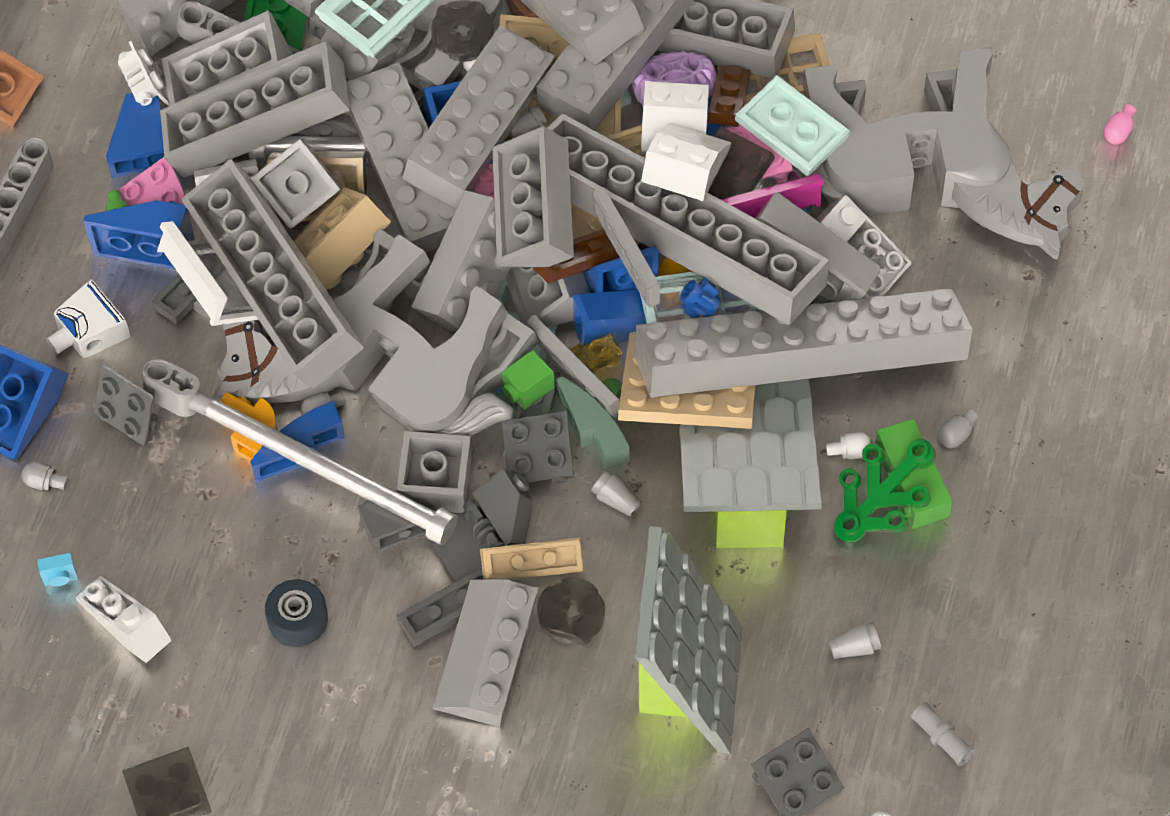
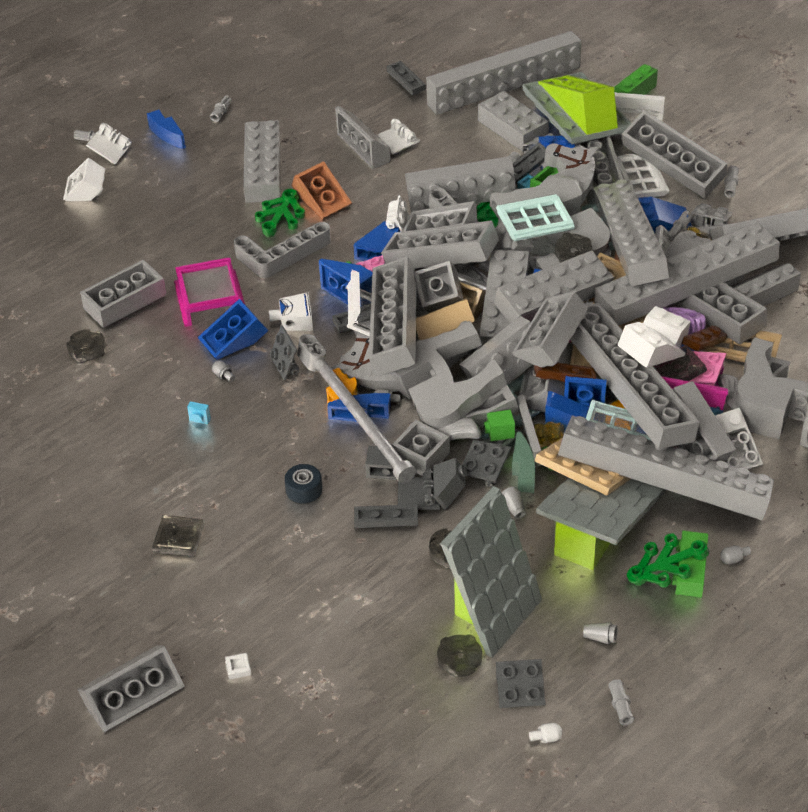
camera: 30 degrees right, 15 degrees down
(124, 618) = (215, 449): white slope -> none
(486, 650) = (390, 544): light grey slope -> none
(532, 559) = (438, 509): tan tile -> none
(626, 247) = (586, 373): light grey tile -> none
(684, 792) = (459, 644): none -> clear smoke plate
(700, 298) = (618, 419): blue gear -> none
(792, 125) = (727, 359): light aqua tile -> none
(849, 446) = (661, 533): white cylinder -> none

